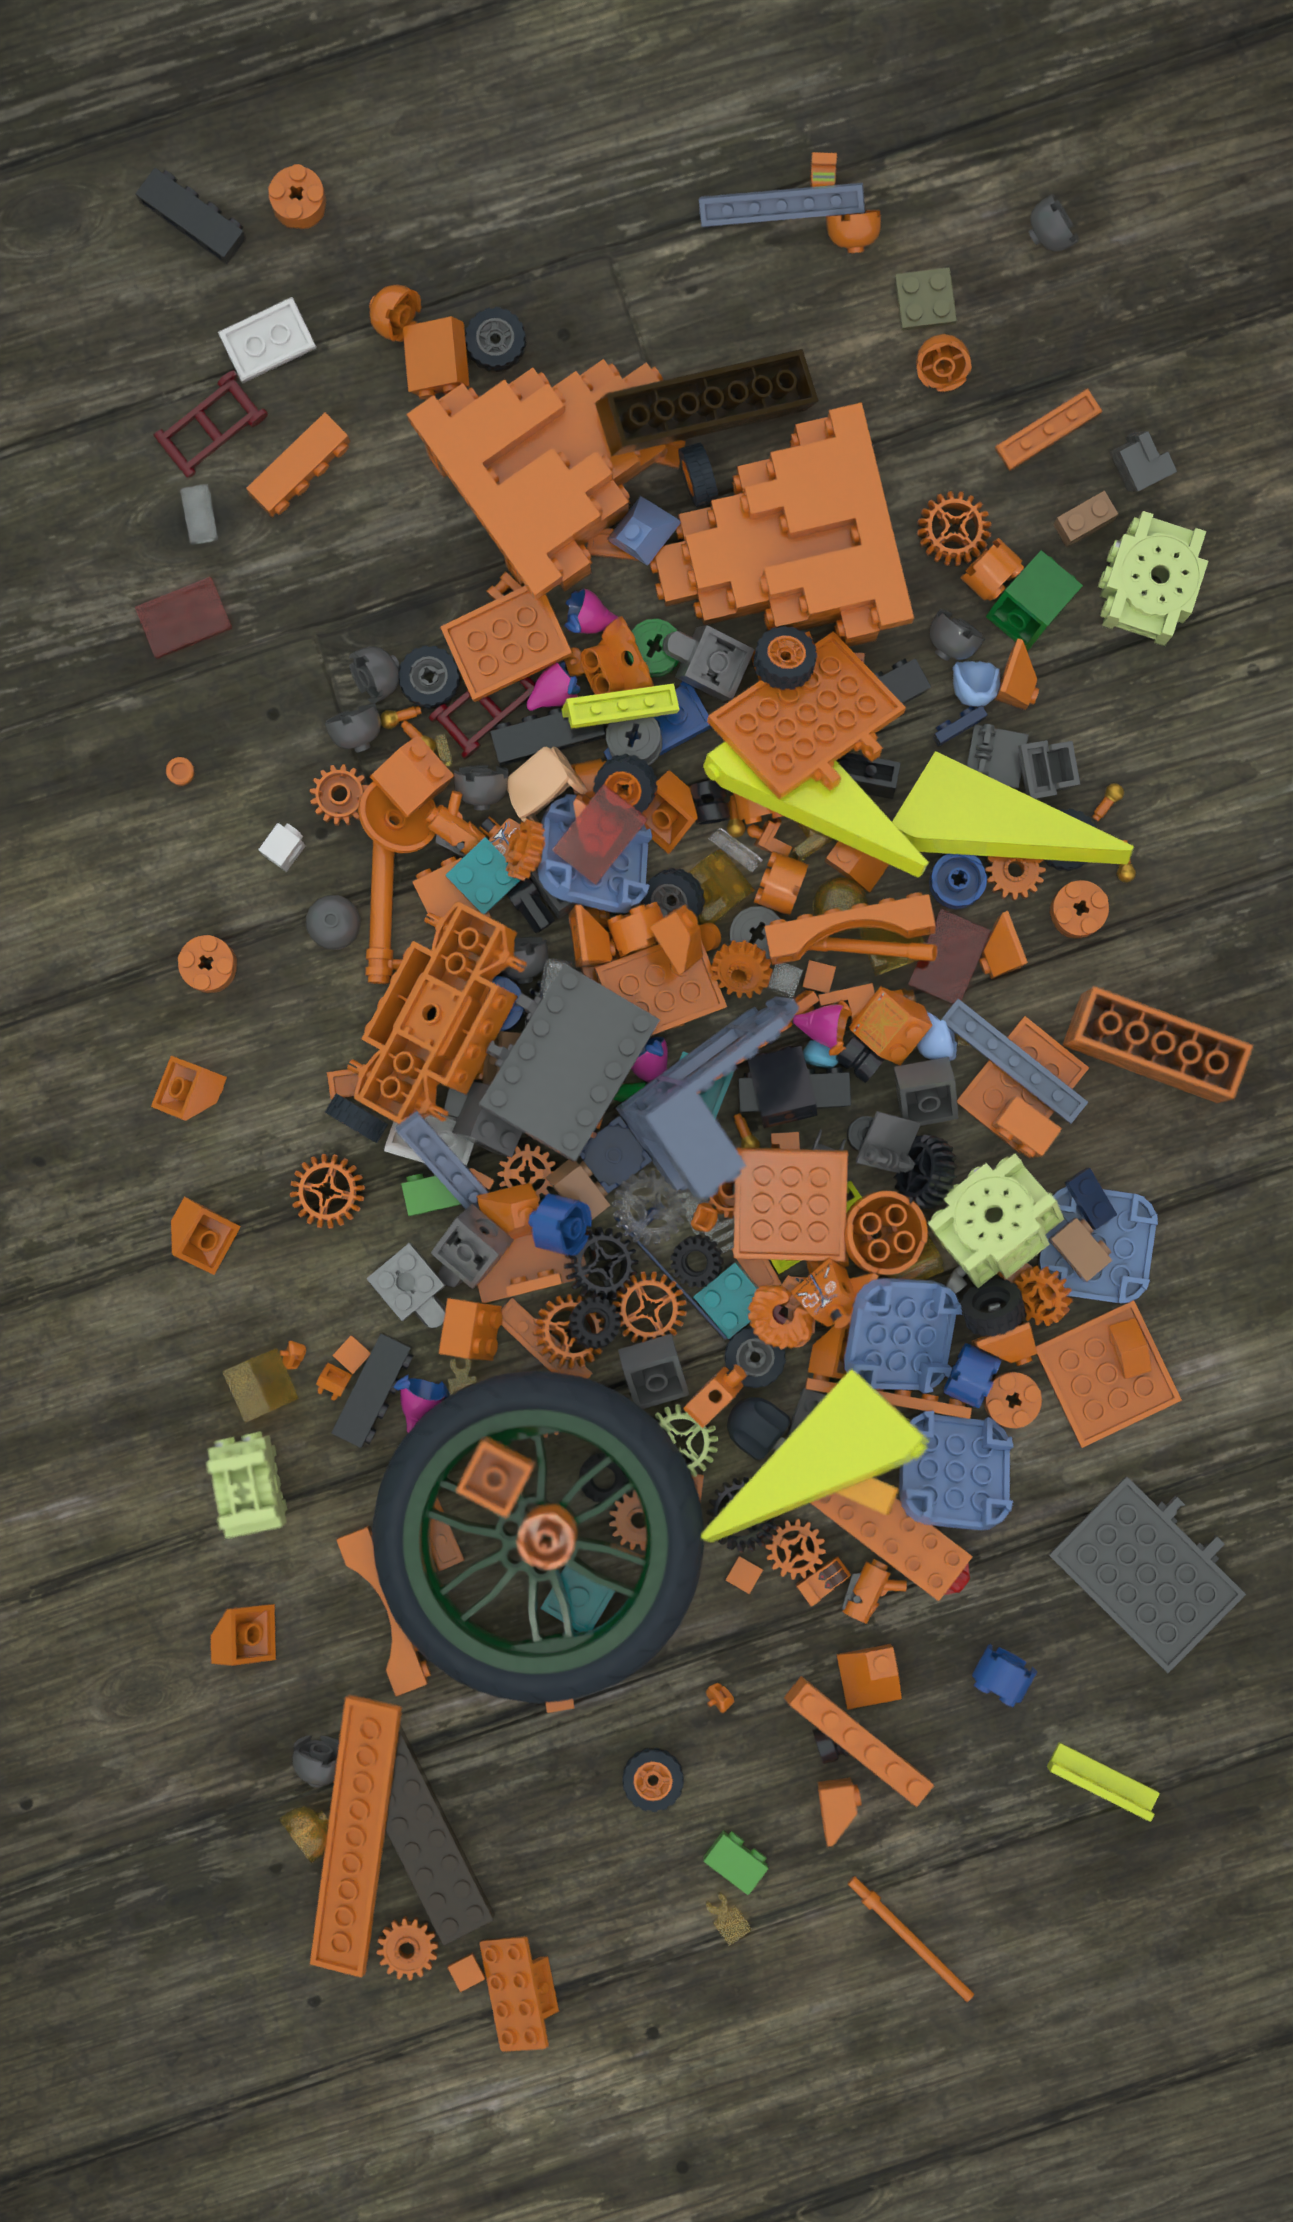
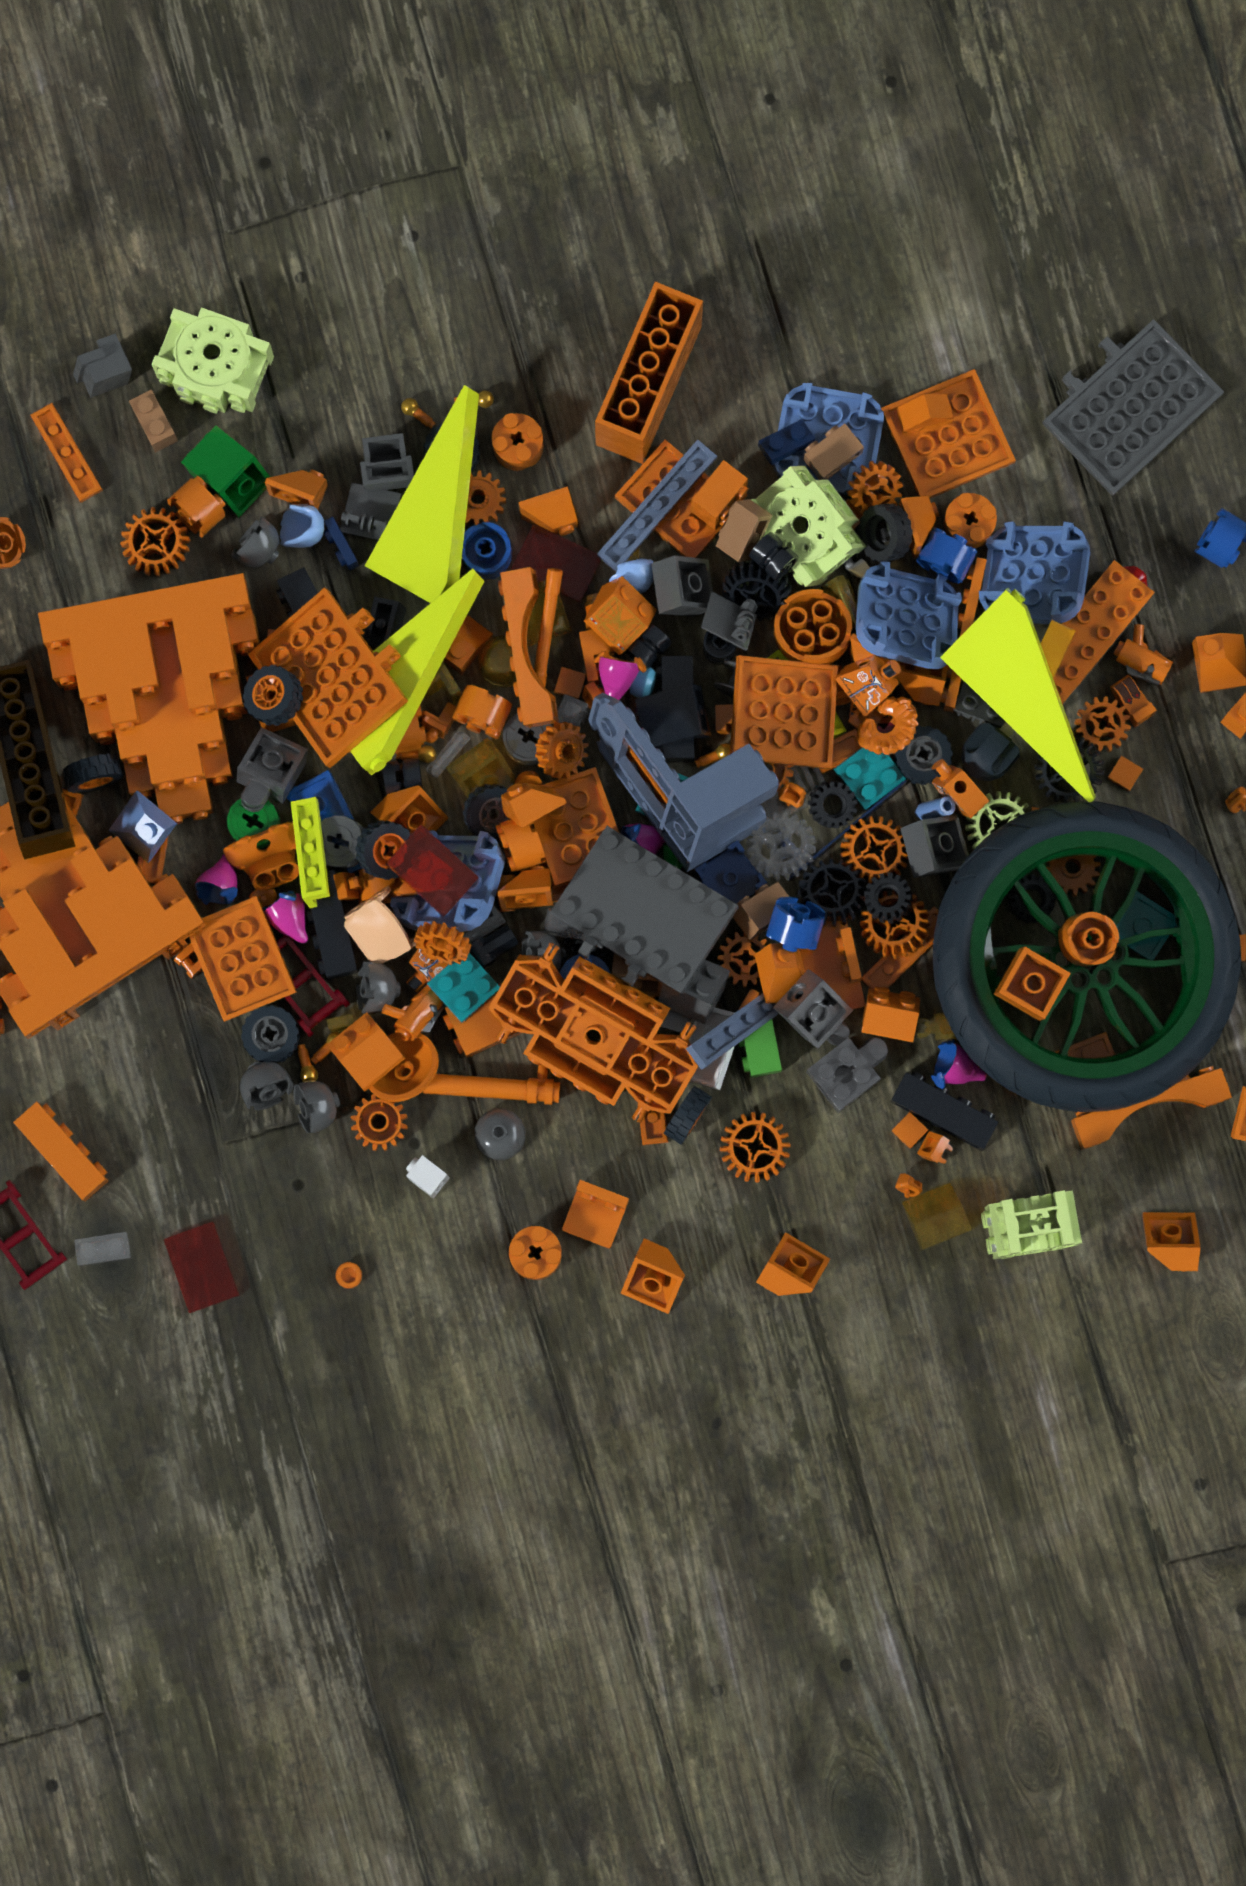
camera: 85 degrees left, 5 degrees down
(251, 1025) = (595, 1214): none -> orange bracket
(588, 750) = (348, 885): none -> orange tile
(694, 1371) = (935, 808): none -> medium blue cylinder
(957, 1187) = (773, 556): none -> black wheel
(986, 1153) = (743, 529): none -> medium nougat brick

